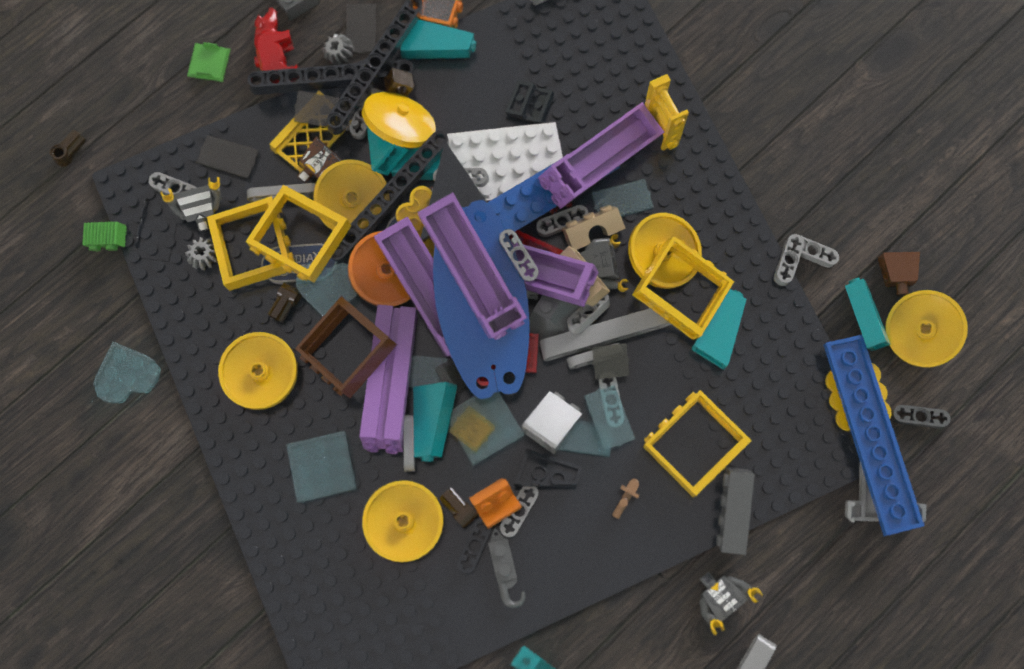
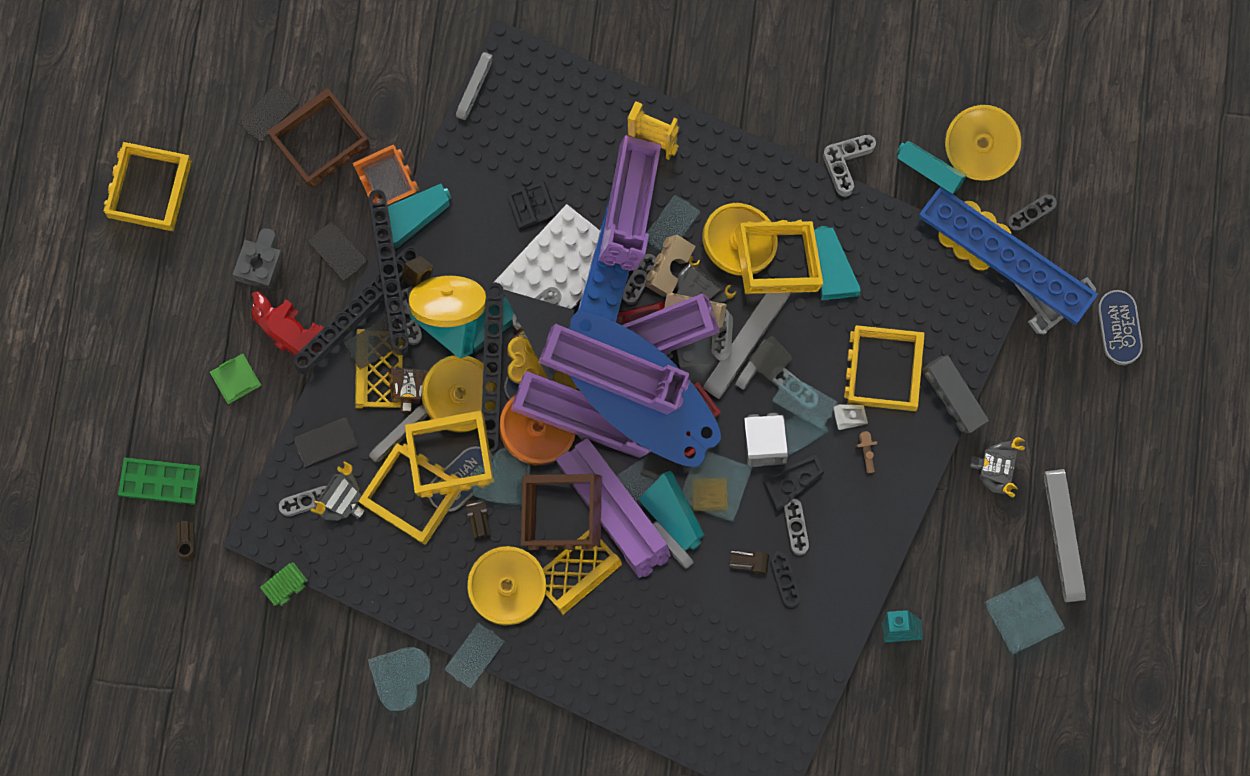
camera: 40 degrees left, 0 degrees up
(89, 91) = (159, 481): none -> green plate
(191, 404) = (474, 655): none -> clear light blue piece
(195, 257) = (375, 527): light grey gear -> none
(320, 420) = (590, 580): none -> yellow fence
(321, 466) = (619, 617): clear light blue plate -> none
(337, 49) = (334, 290): light grey gear -> none
(402, 521) = (717, 605): yellow dish -> none
(495, 502) = (774, 534): orange bracket -> none
(504, 568) = (821, 577): dark grey plate -> none
(505, 245) = (627, 323): light grey beam -> none
(635, 458) = (850, 416): none -> white slope
(899, 270) = (927, 111): reddish brown torso -> none
(920, 567) = (1120, 327): none -> tile

